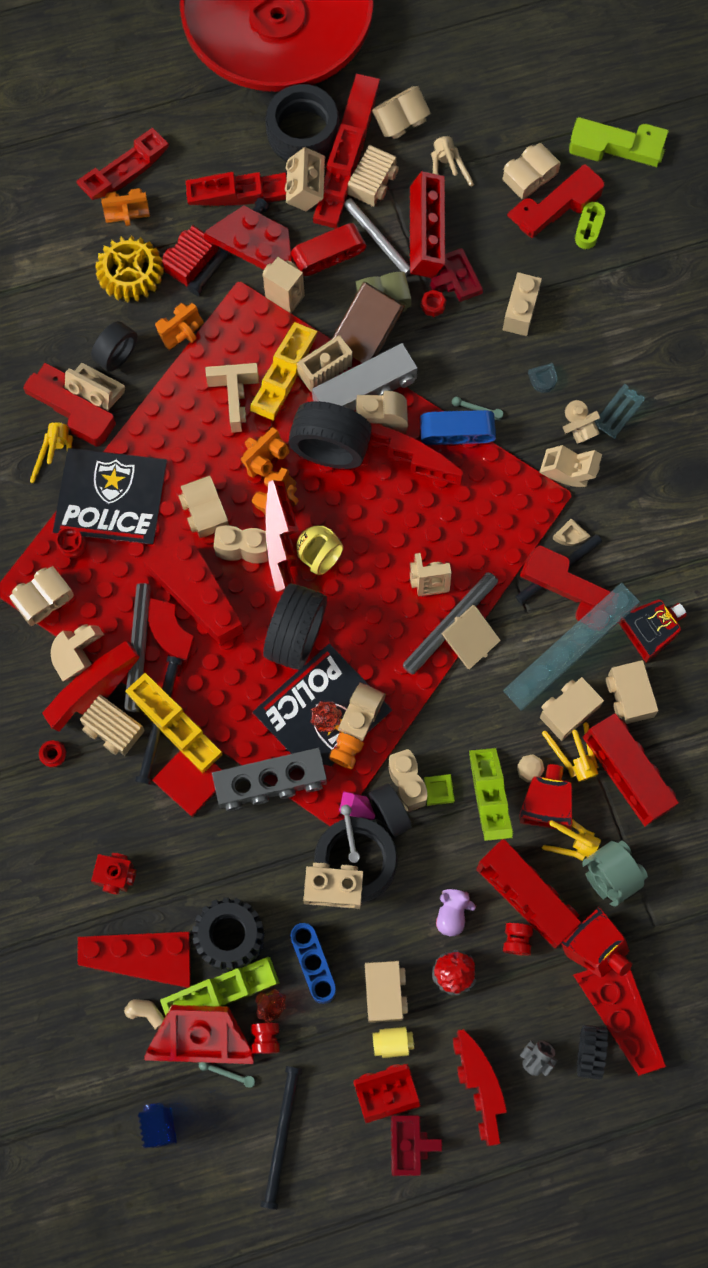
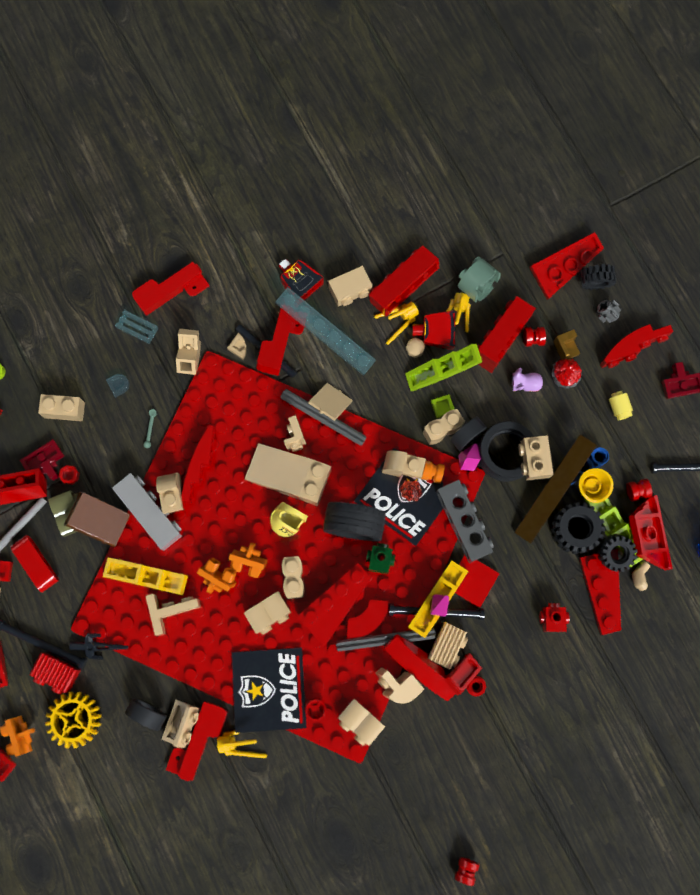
camera: 105 degrees left, 5 degrees up
(70, 736) = (463, 674): none -> red tile
(160, 715) = (439, 605): none -> dark pink slope
(166, 973) = (625, 561): none -> black tyre
(181, 326) = (119, 665): orange hips -> none
(212, 301) = (91, 646): none -> black piece
(242, 657) = (380, 566): none -> dark green brick
(248, 1081) = (667, 496): sand green hinge -> none
(251, 237) = (35, 622): red wing -> none
(270, 1005) = (618, 492): clear red piece -> none
(279, 527) = (277, 549): slope -> none
(279, 965) = (595, 485): none -> yellow helmet
(283, 284) = (72, 590): tan brick -> none
(289, 913) = (555, 488): none -> dark brown tile
(325, 363) = (136, 543): tan brick -> none
(330, 435) = (199, 525): black tyre -> none
(354, 856) = (508, 450): light grey hinge -> none
(379, 565) = (288, 473): none -> tan slope
(384, 991) = (591, 416): tan brick -> none
(386, 1092) = (655, 403): red bracket -> none
(457, 427) = (171, 437): blue beam -> none
(496, 985) = (566, 345): none -> pearl gold panel
(570, 708) = (368, 326): tan brick -> none
(581, 423) = (154, 348): tan hips -> none
(598, 946) = (529, 282): red torso -> none
(660, 438) = (153, 295): none -> red piece

